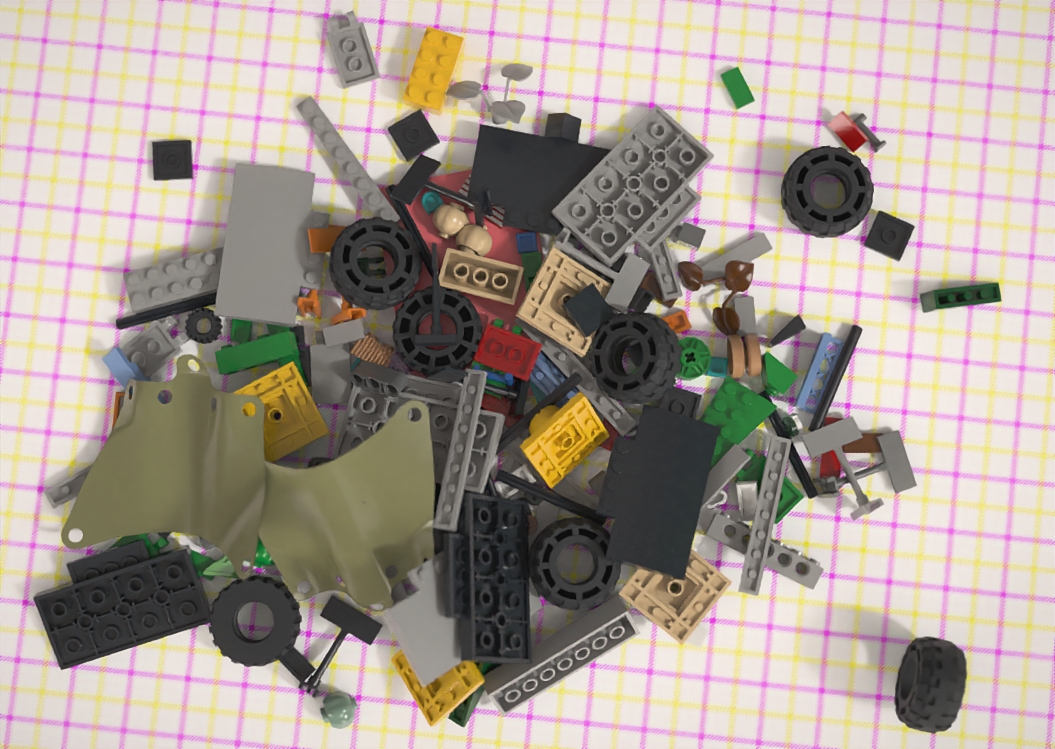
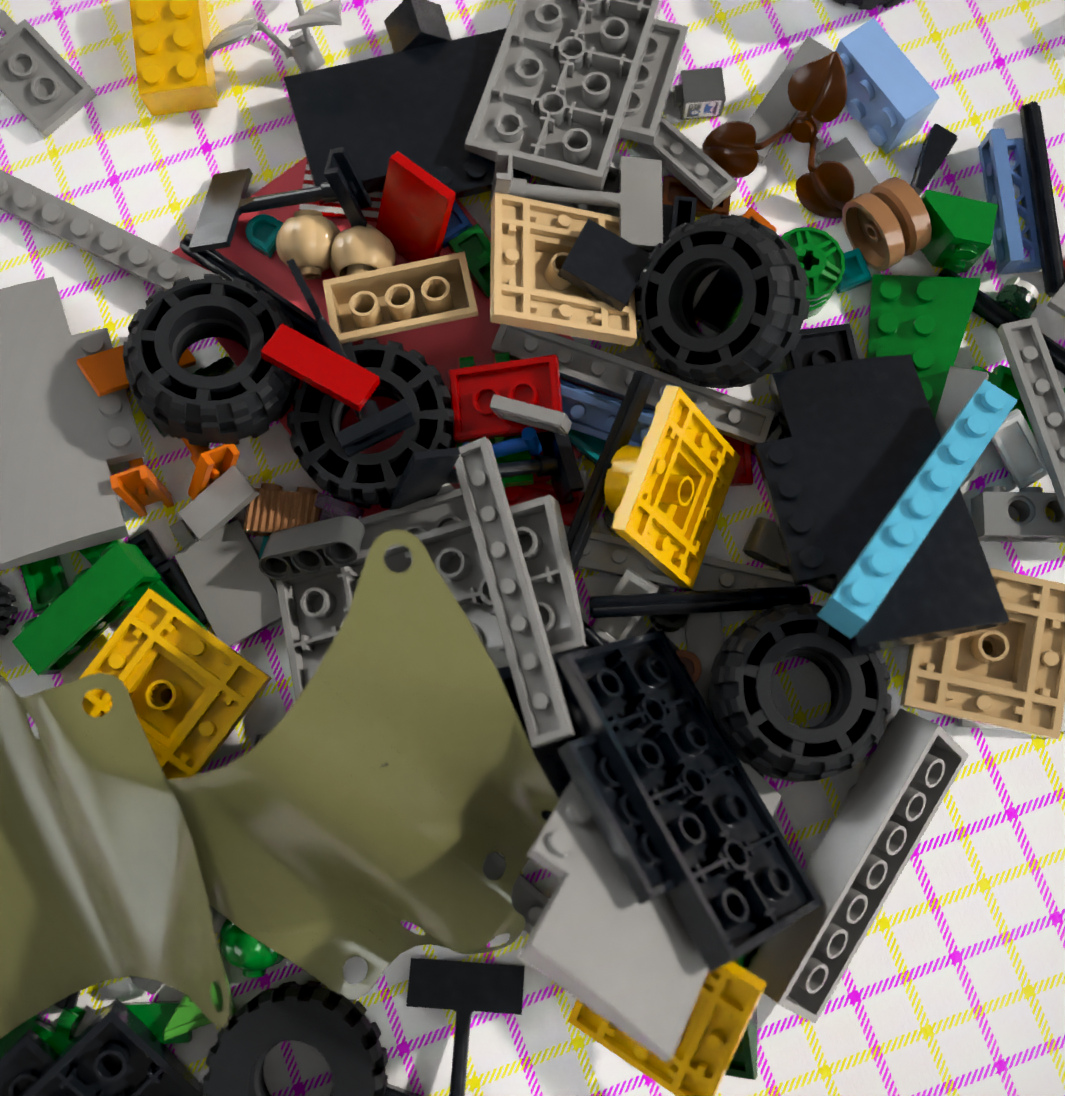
camera: 25 degrees left, 5 degrees down
(413, 135) = (188, 152): black tile -> none
(424, 298) = (320, 367): none -> red tile
(508, 236) = (414, 209): none -> red tile
(513, 369) = (530, 415): none -> light grey tile
(671, 506) = (916, 510): none -> medium azure brick
(780, 281) = (884, 87): none -> light blue brick

